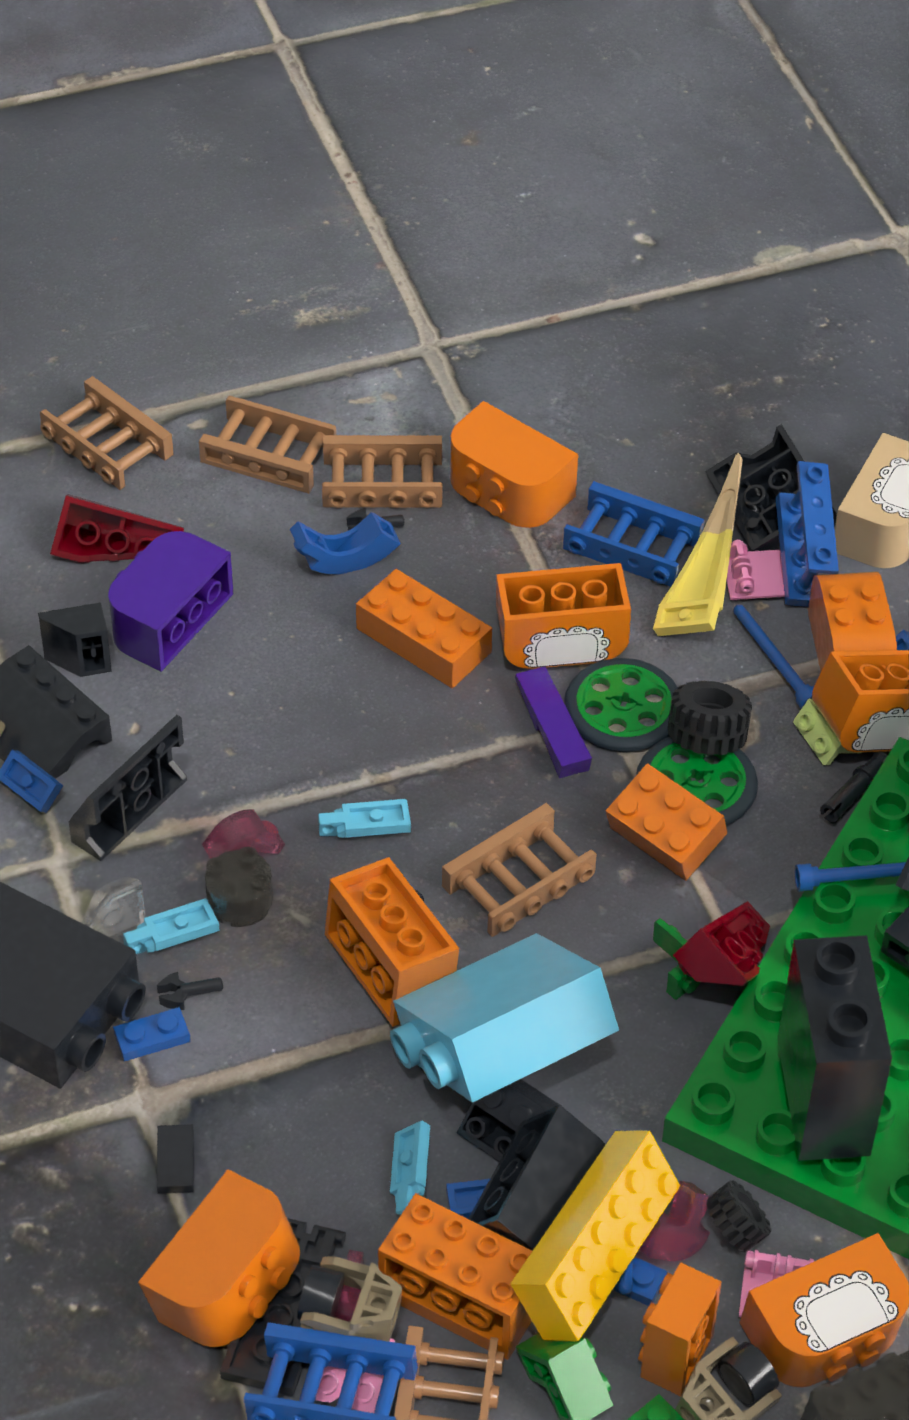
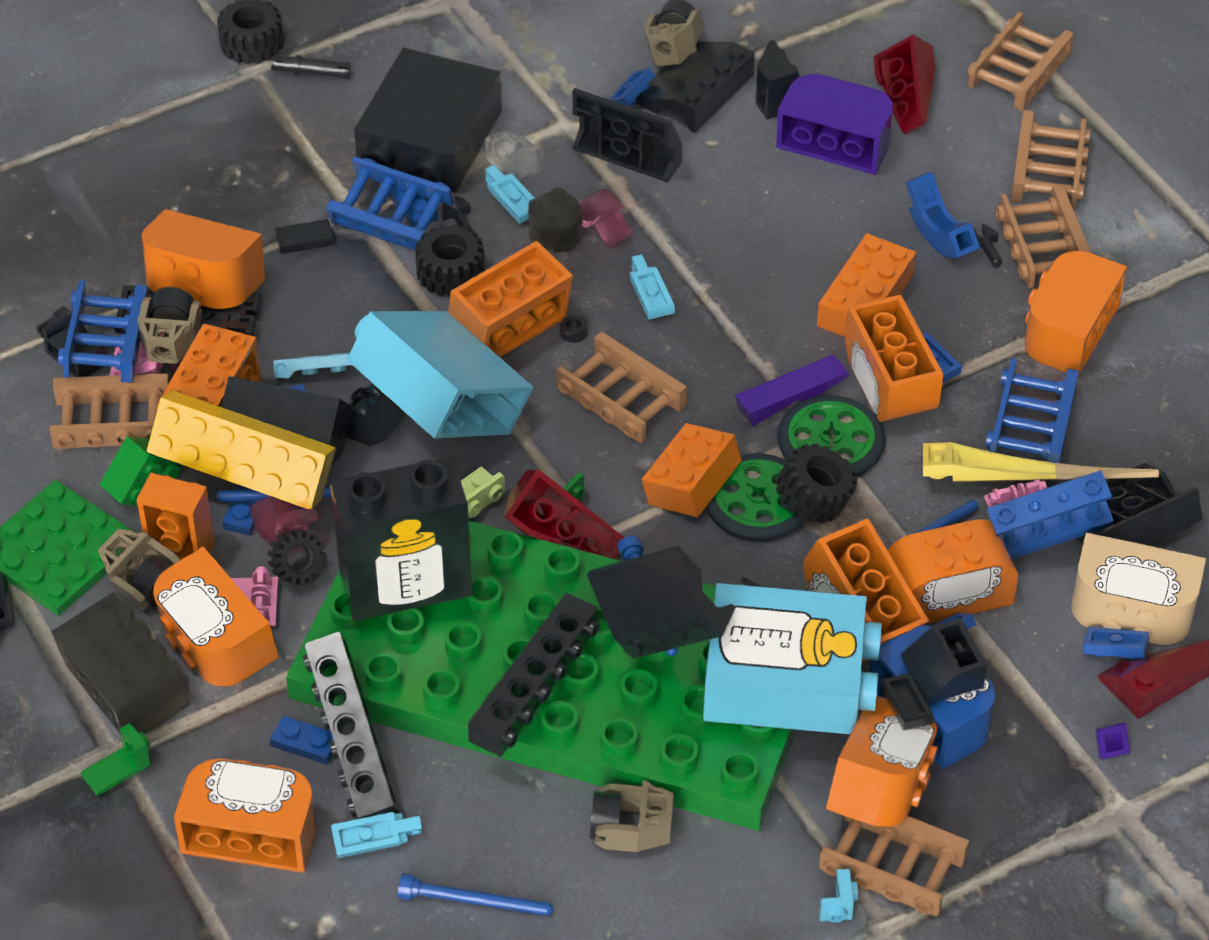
camera: 80 degrees right, 0 degrees up
(178, 1079) = (391, 228): none -> blue fence
(272, 979) = (448, 258): none -> black tyre
(652, 1037) = (482, 489): none -> yellowish green bracket

